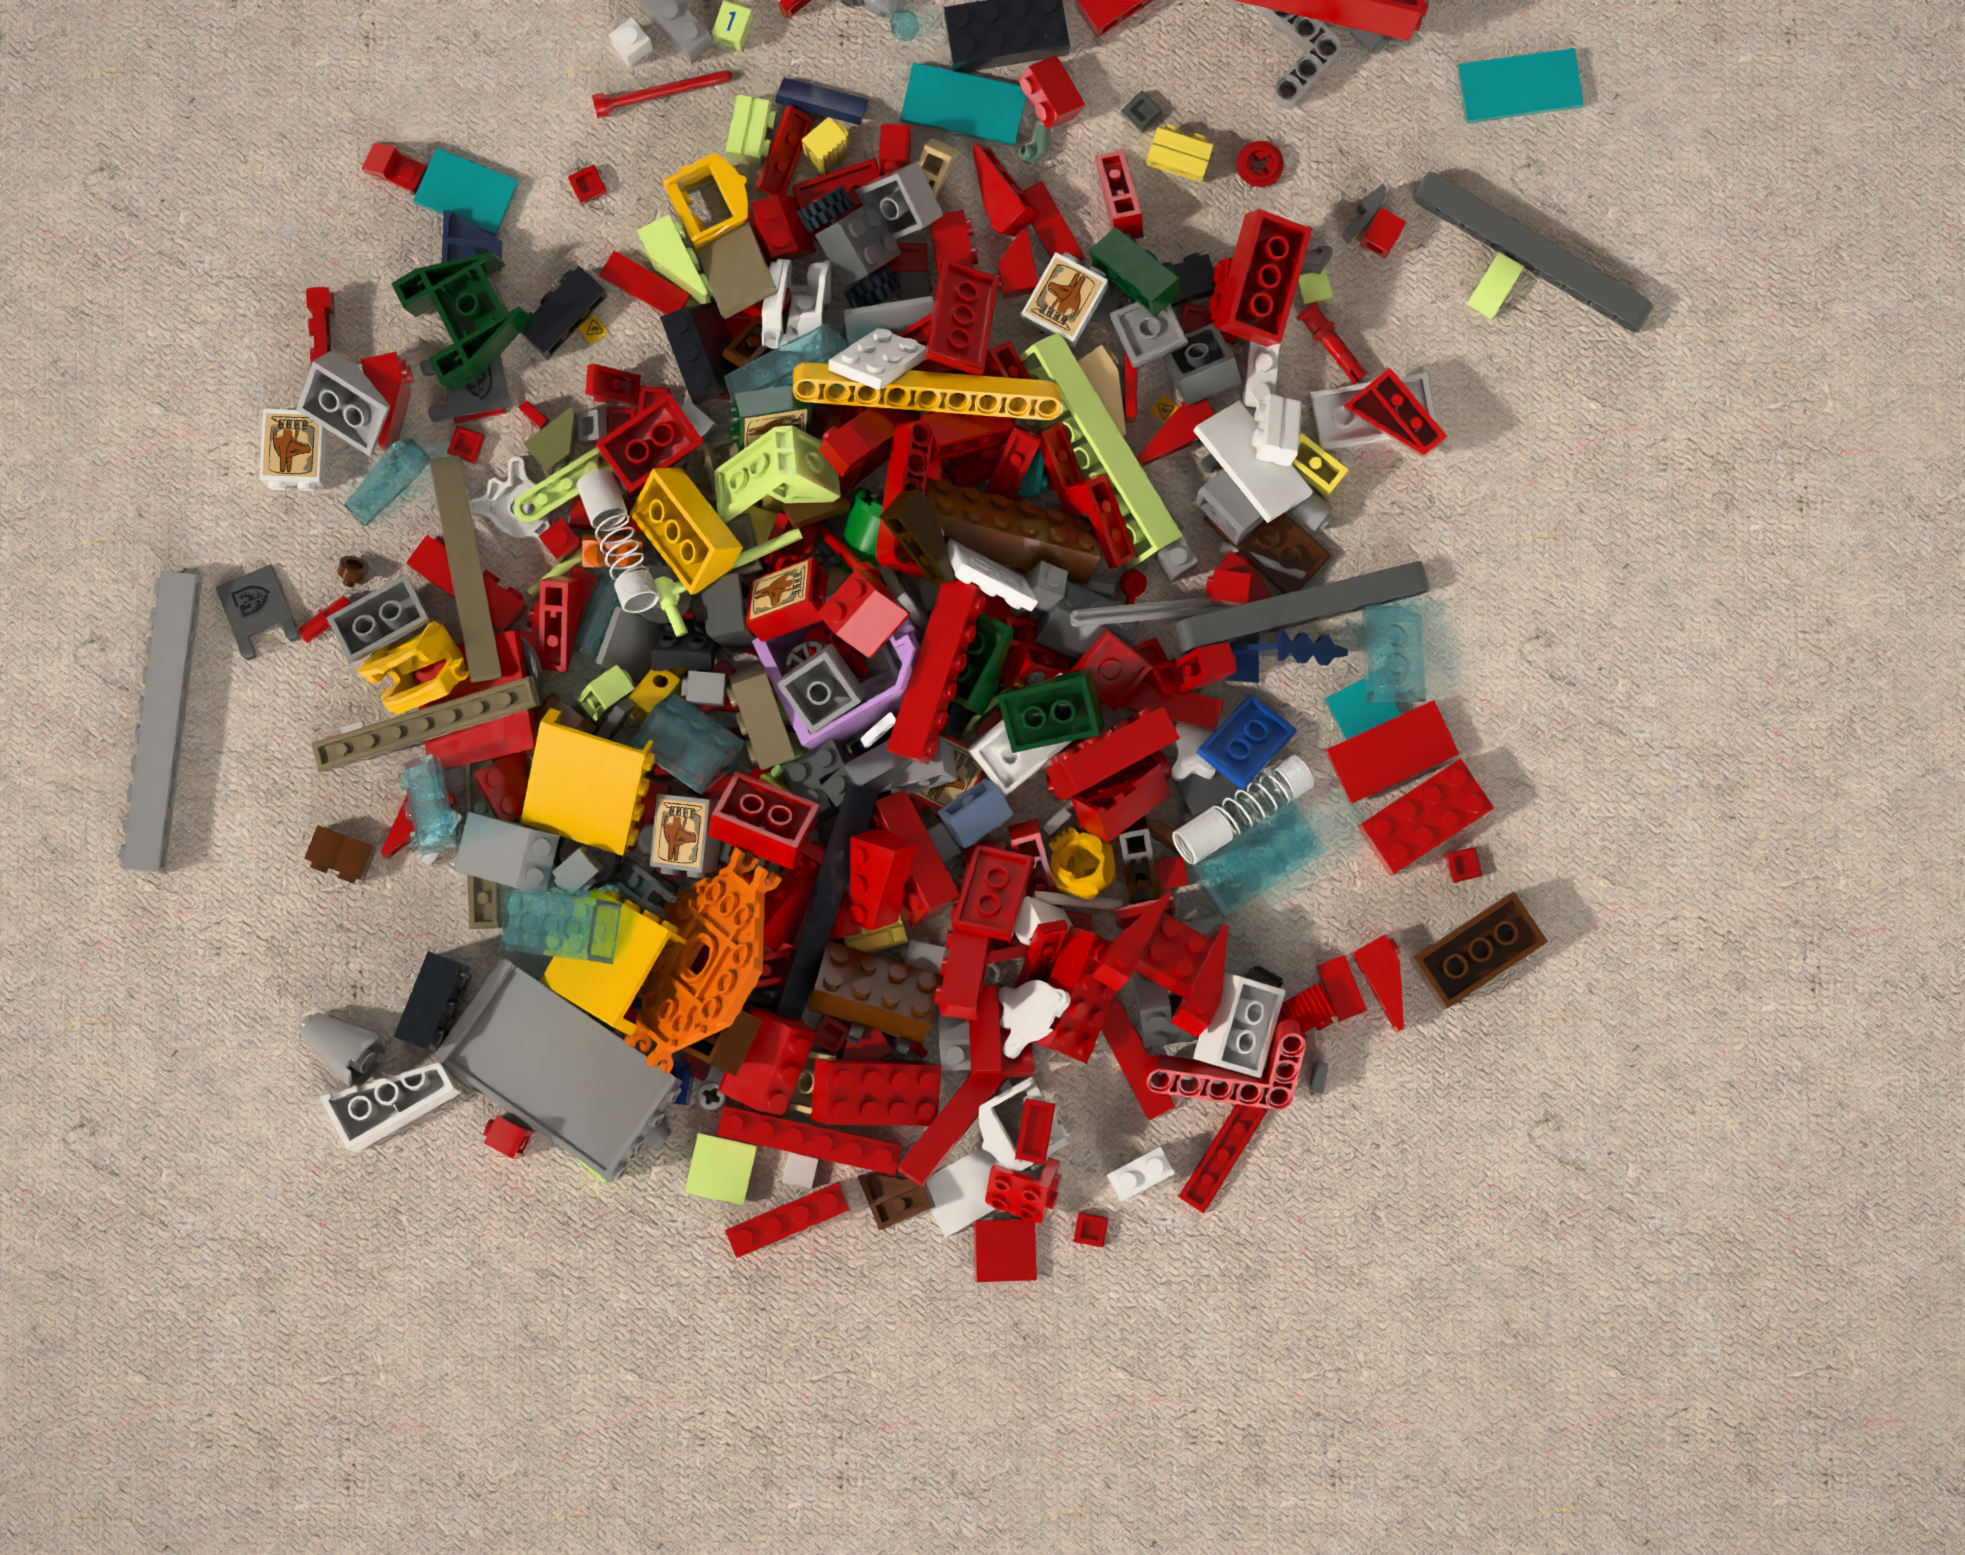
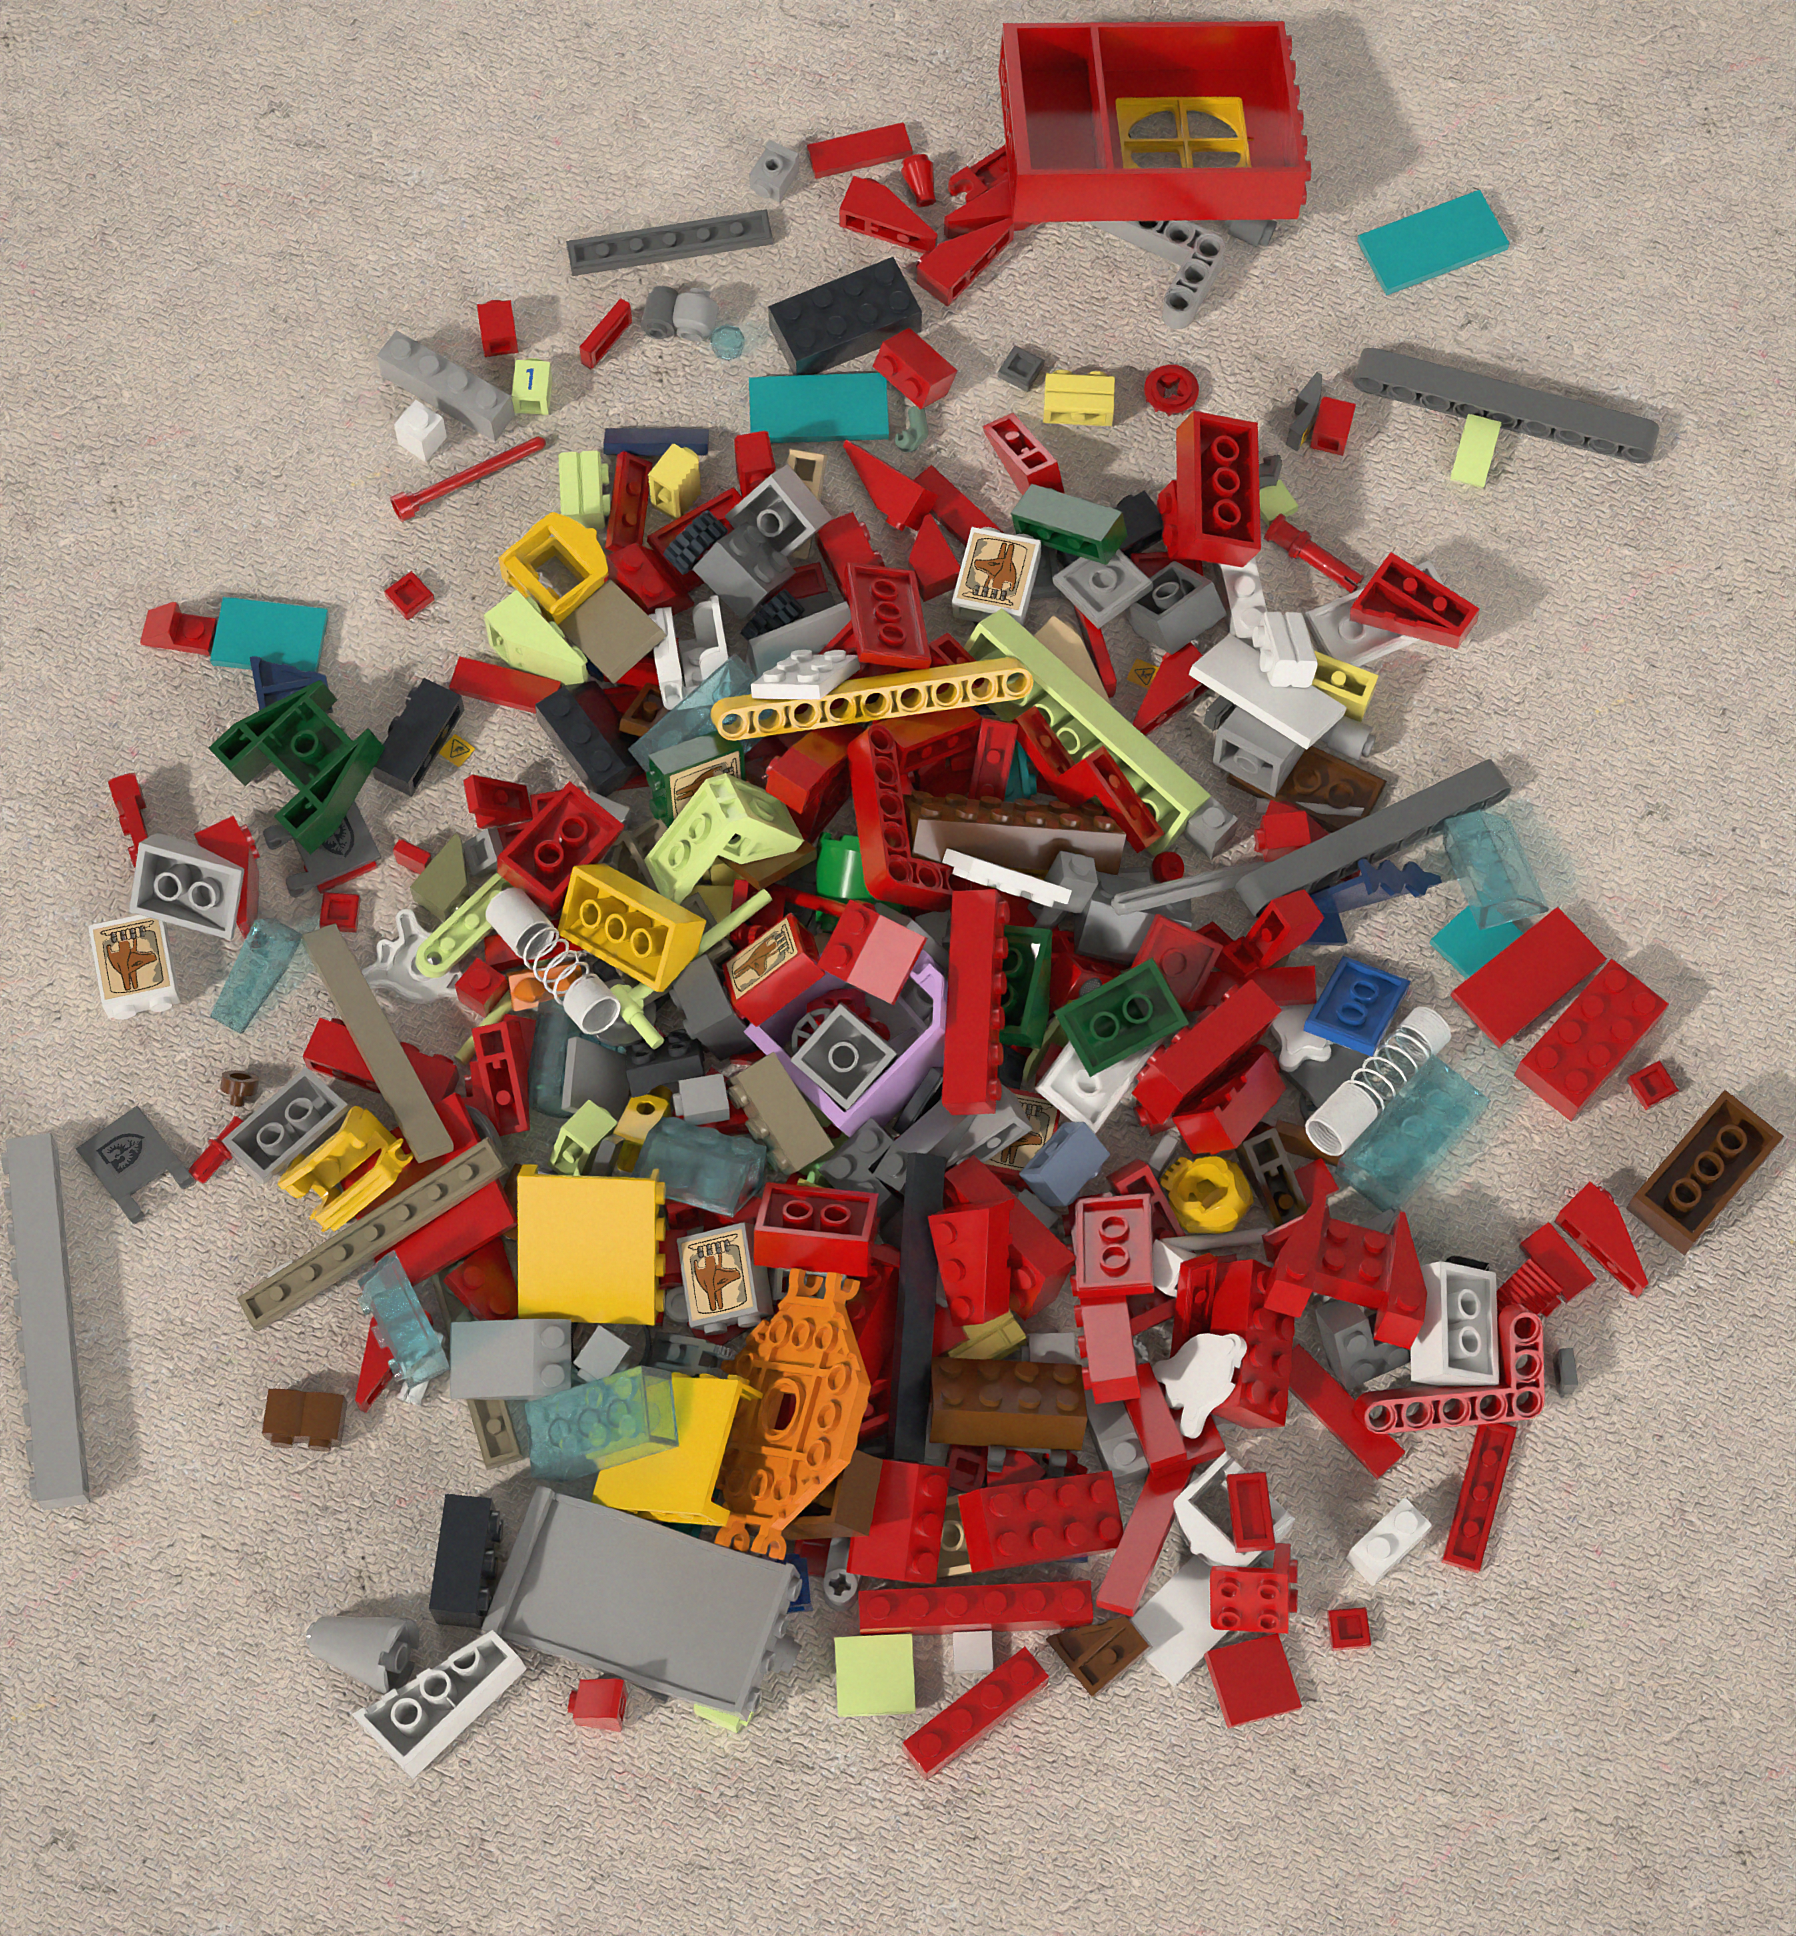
camera: 15 degrees left, 15 degrees down
(919, 532) = (912, 843): dark brown slope -> none

